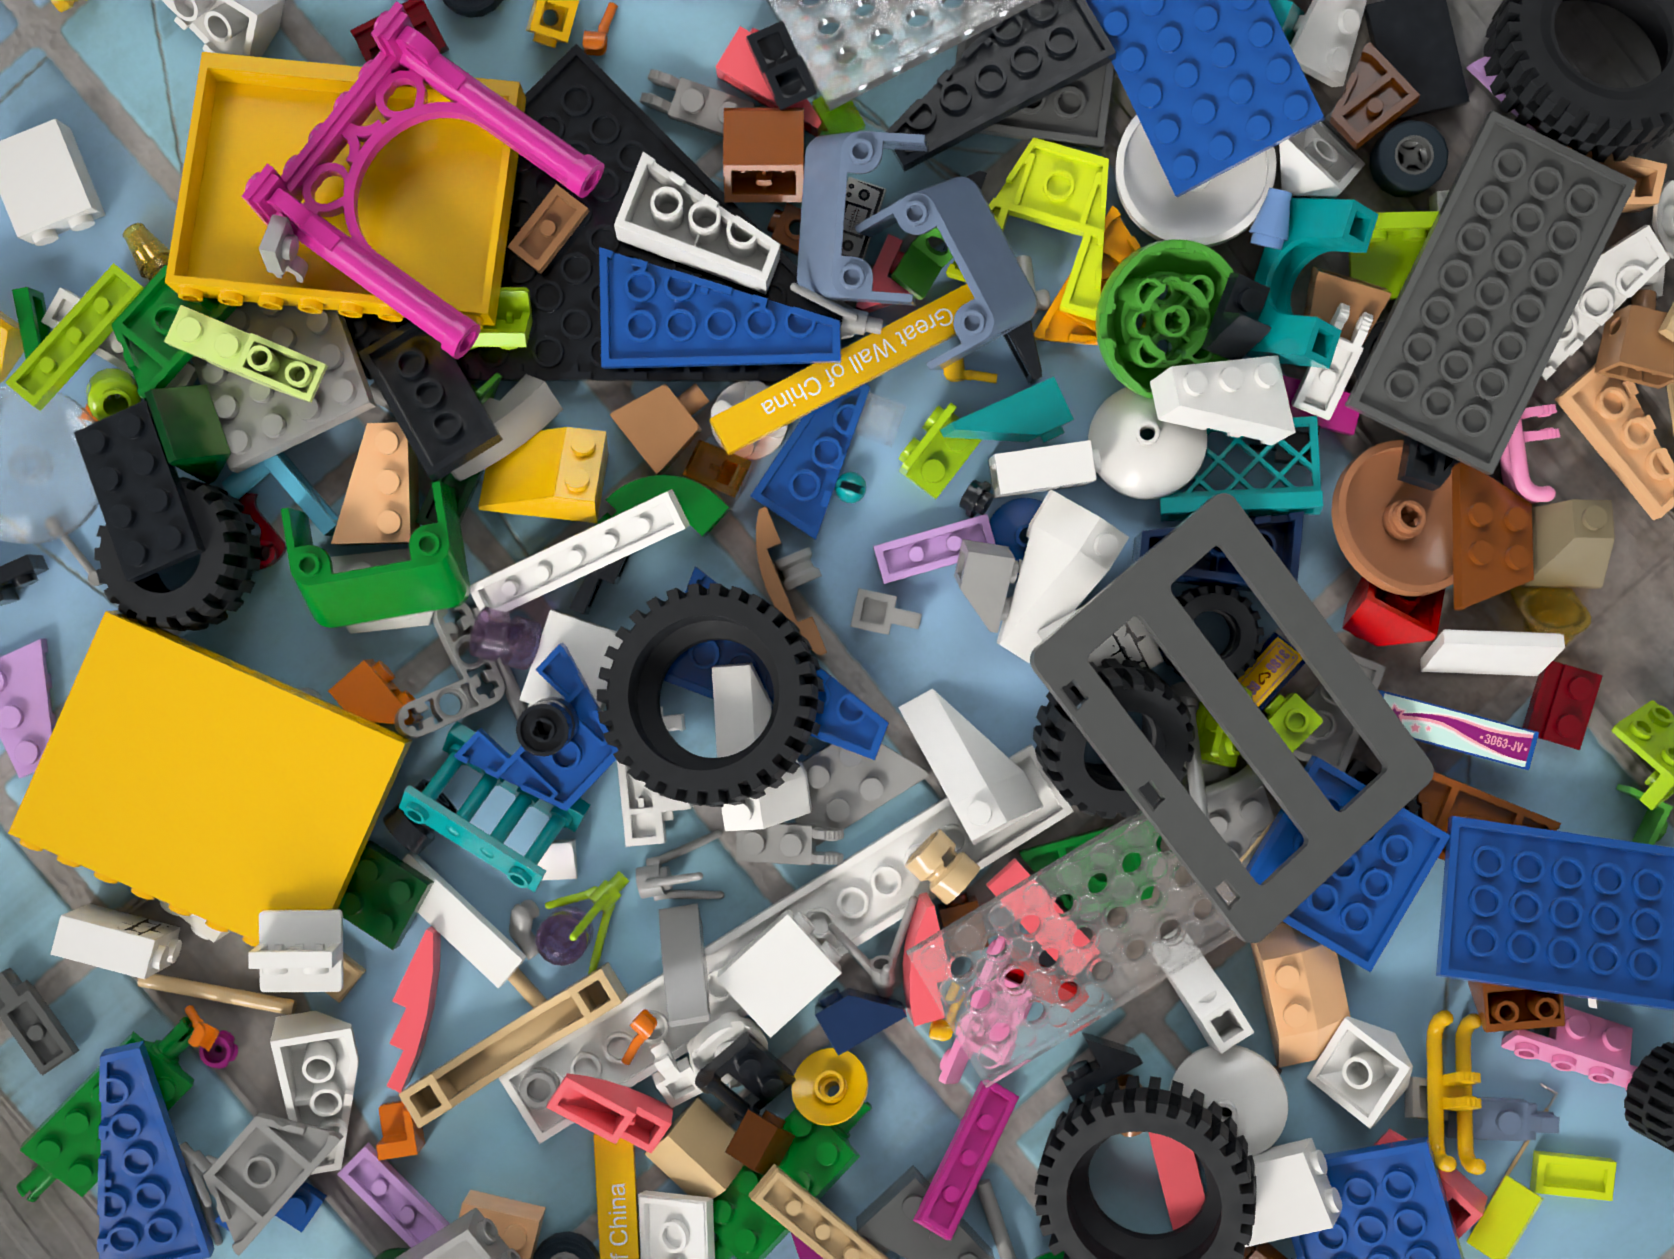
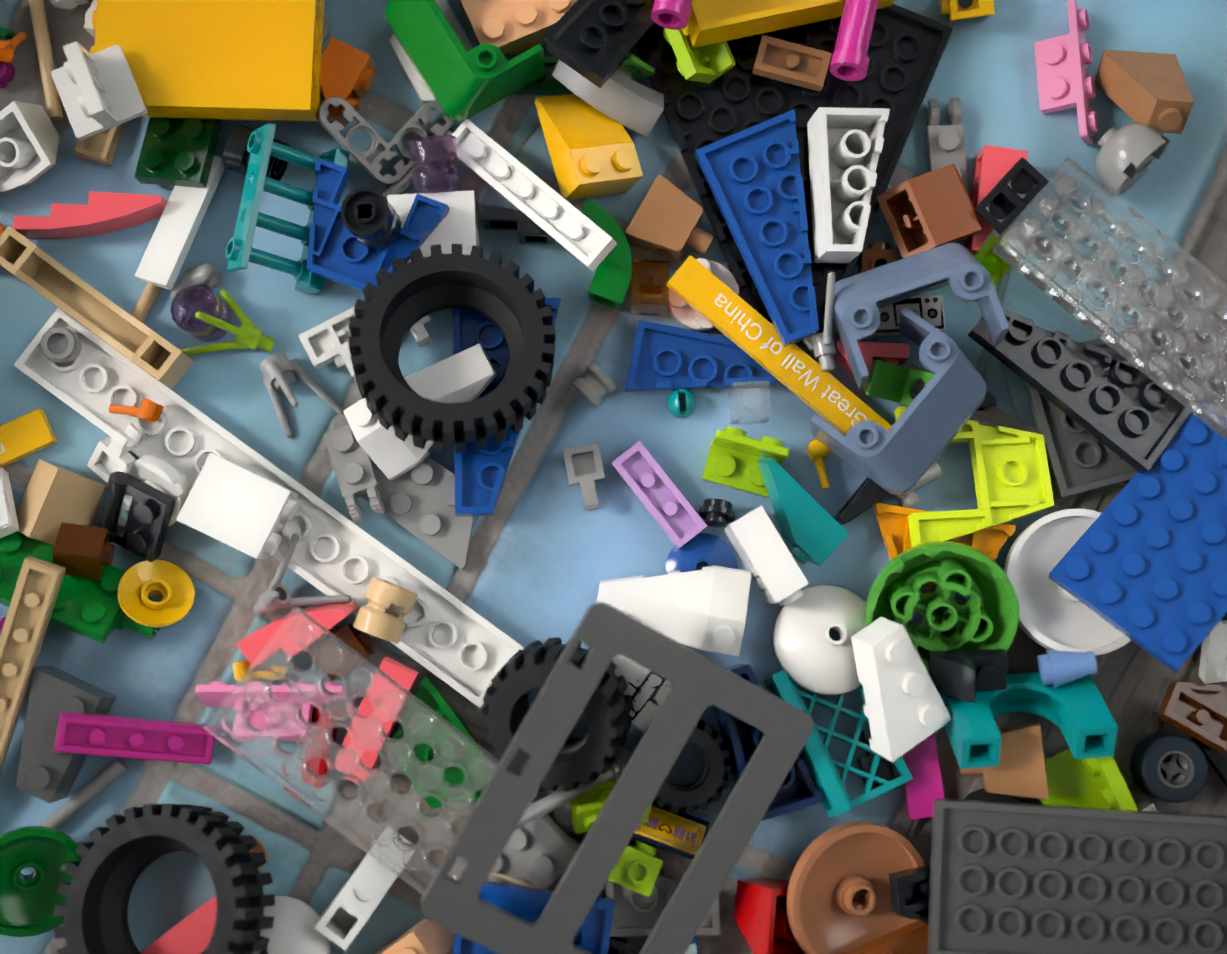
camera: 65 degrees right, 5 degrees down
(560, 860) = (264, 285): white slope -> none
(596, 42) = (961, 46): orange hand -> none
(612, 1110) = (63, 412): coral slope -> none
(684, 965) = (212, 422): light grey slope -> none
(767, 539) = (607, 348): medium nougat slope -> none
(855, 1016) = (226, 590): dark blue slope -> none
(975, 775) = (476, 606): white wedge -> none
(984, 579) = (650, 544): light grey slope -> none
(1110, 1062) = (271, 832): black slope -> none
(1317, 163) = (1131, 685): white slope -> none
(1323, 387) = (942, 774): white hinge -> none

